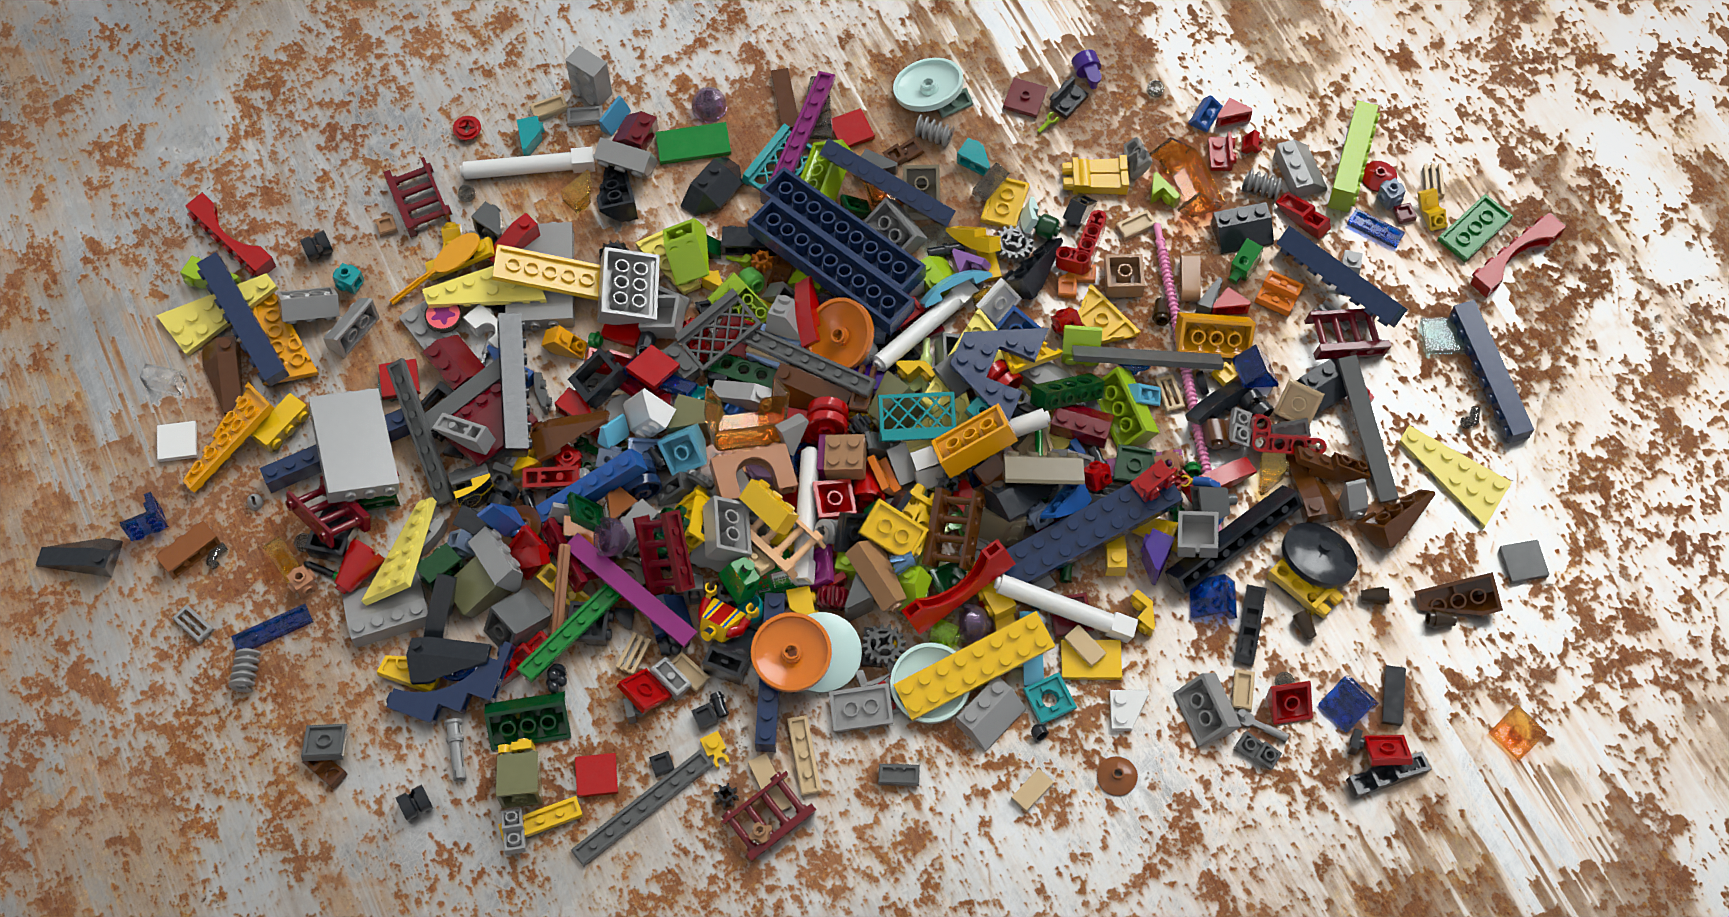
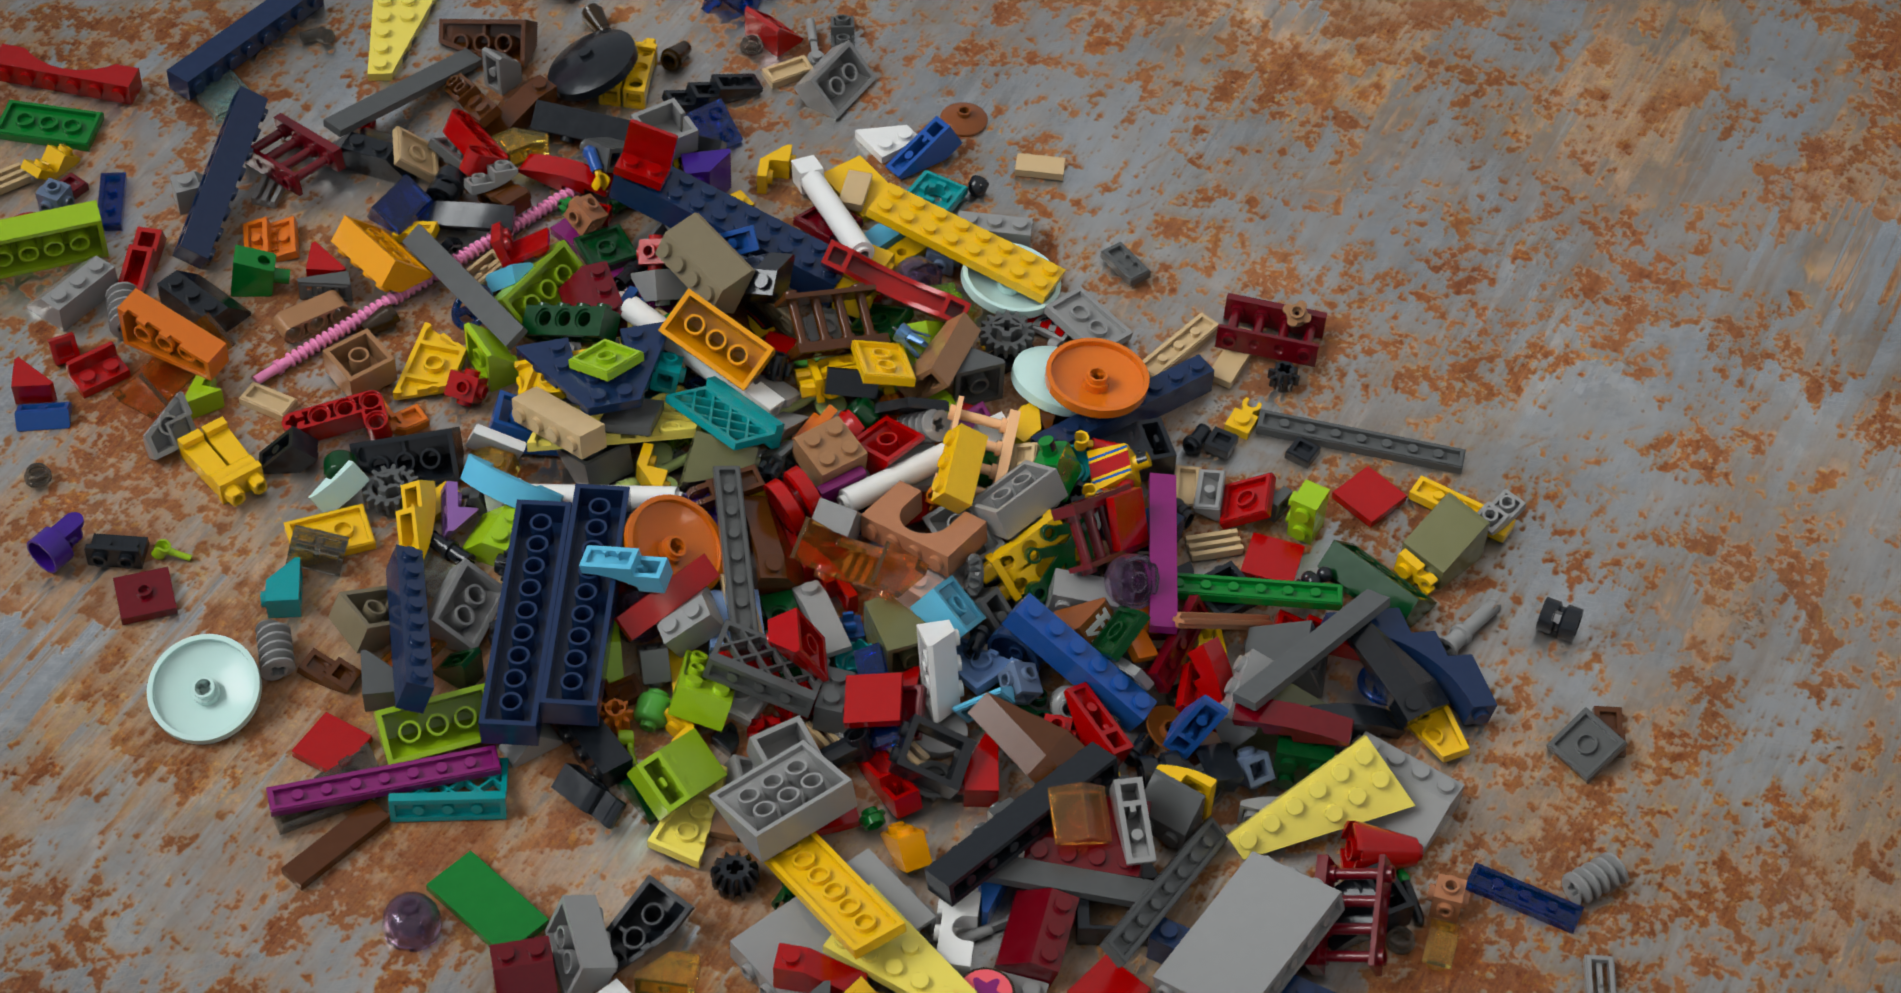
camera: 130 degrees left, 15 degrees down
(449, 554) = (1296, 720): none -> dark red slope
(486, 604) = (1311, 649): none -> dark grey tile
(487, 406) = (1079, 814): none -> clear orange slope
(595, 677) = (1272, 558): none -> red tile
(605, 712) = (1307, 511): none -> lime brick
(660, 575) = (1127, 519): none -> red tile
(712, 187) = (541, 835): black wedge -> none
(712, 347) = (799, 642): none -> red slope
(728, 215) = (588, 794): none -> black piece
(827, 284) = (628, 566): none -> medium azure slope
(832, 598) = (994, 398): dark red gear -> none
(953, 325) = (559, 422): none -> tan brick
(994, 361) = (606, 360): none -> lime tile
(1095, 719) = (926, 149): none -> blue slope
(1166, 408) = (517, 251): none -> red bracket
(1206, 178) = (170, 336): none -> orange wedge

